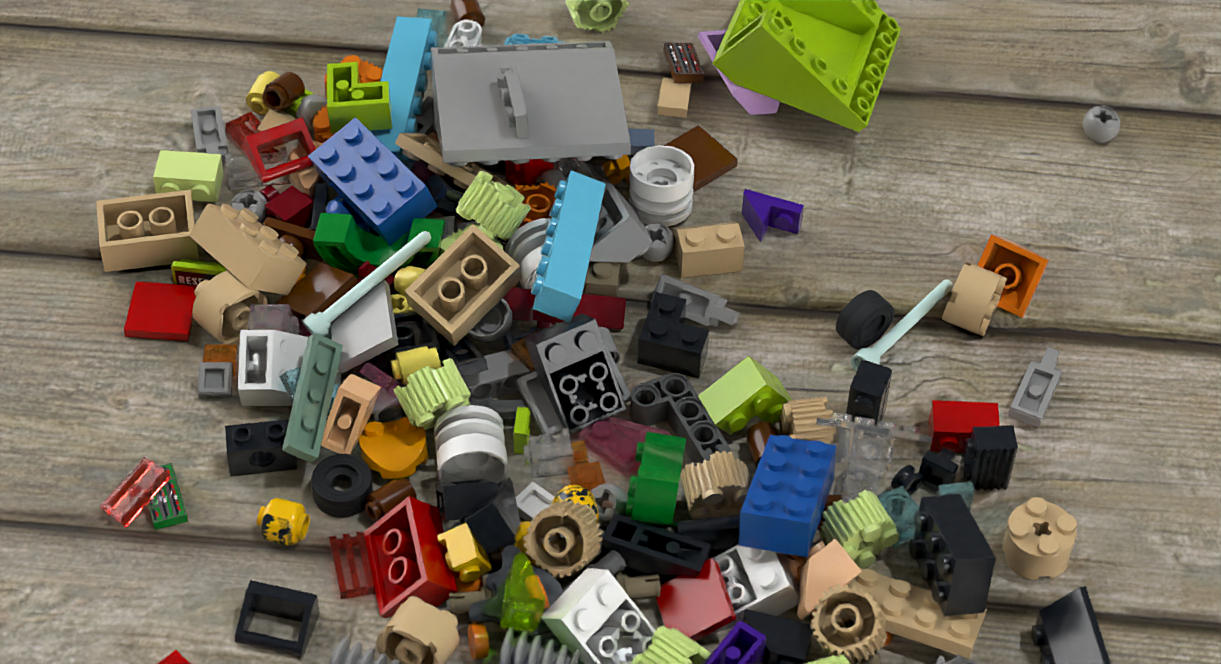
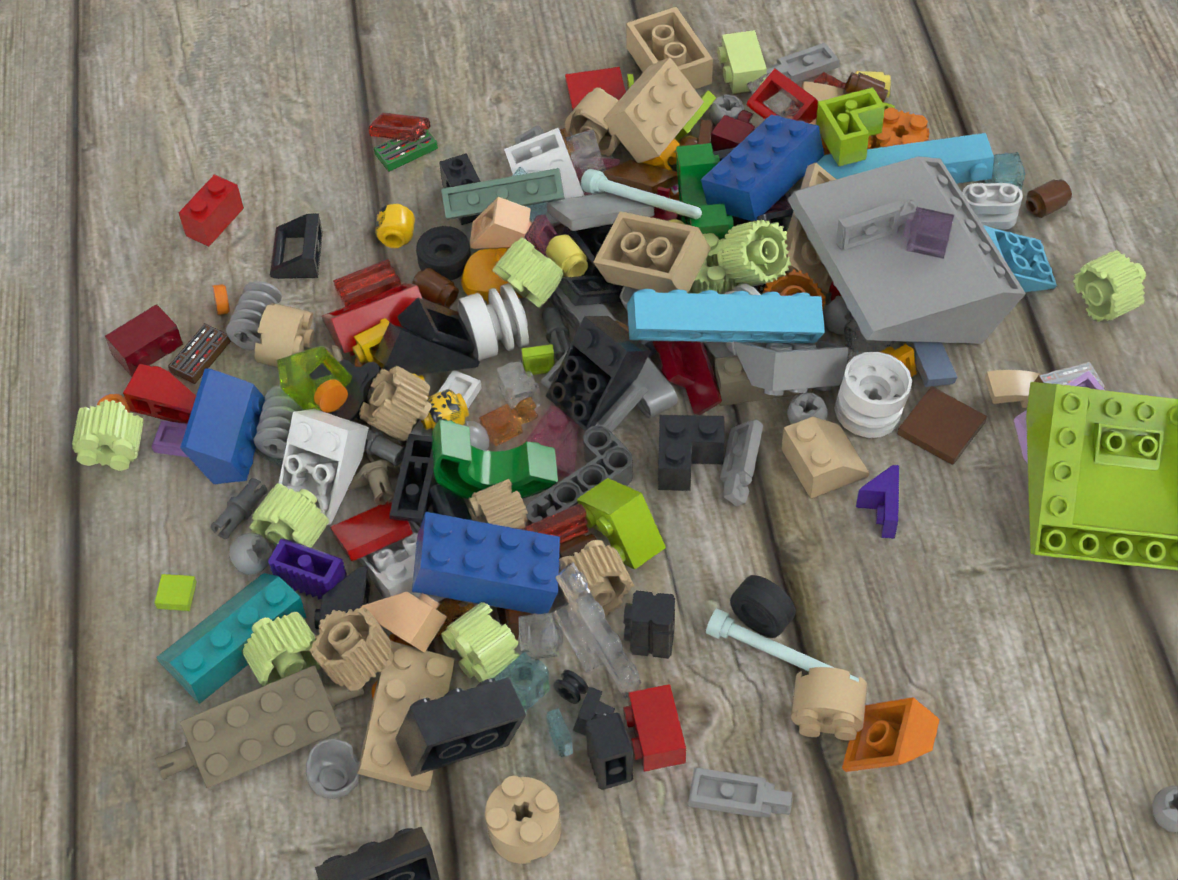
camera: 80 degrees right, 5 degrees up
(540, 68) = (928, 232): none -> clear purple brick
(746, 442) = (564, 524): none -> clear red tile

